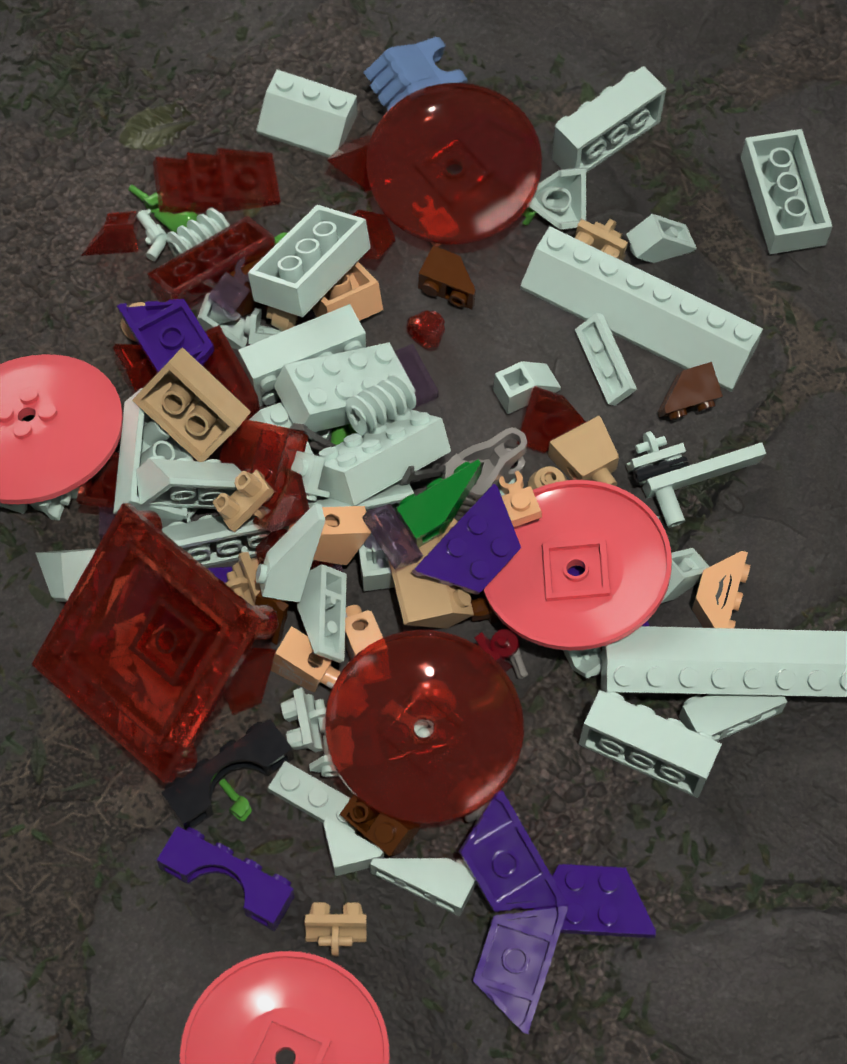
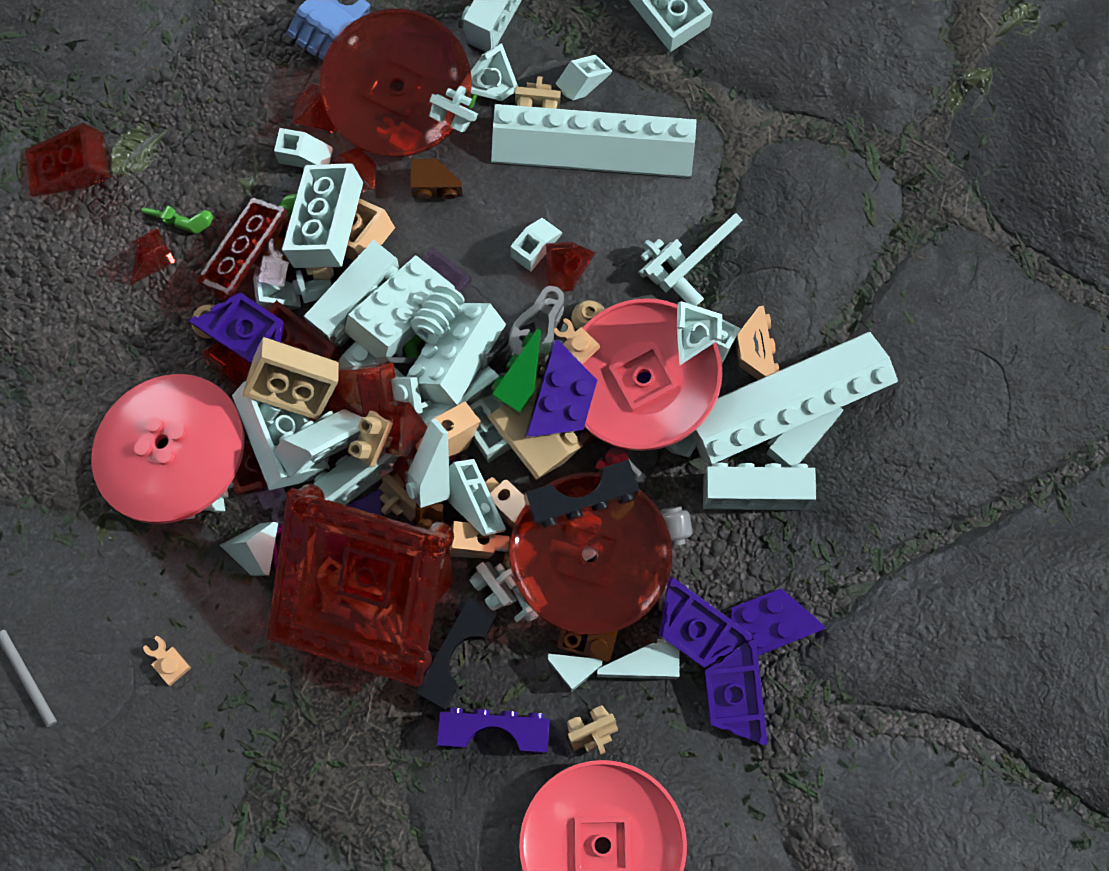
camera: 25 degrees left, 10 degrees up
(79, 109) = (67, 161): none -> clear red slope
(154, 233) = (183, 243): light aqua piece -> none
(196, 232) = (218, 227): light aqua piece -> none
(219, 181) = (210, 176): clear red slope -> none
(241, 808) = (478, 672): bright green hand -> none
(306, 114) = (255, 88): light aqua slope -> none
(309, 795) = (526, 640): light aqua plate -> none
(321, 187) = (301, 149): none -> light aqua slope
(392, 536) = (498, 416): plate -> none
(402, 652) = (549, 505): none -> black arch
(426, 328) = (437, 229): clear red cone -> none
(489, 202) = (442, 105): none -> light aqua hips
(538, 745) = (678, 524): none -> light grey head
(586, 453) = (607, 279): tan torso -> none
(605, 359) = (586, 194): light aqua plate -> none
(653, 537) = (696, 330): none -> light aqua slope
(662, 467) = (668, 267): black pin -> none
(691, 389) = (661, 192): reddish brown slope -> none

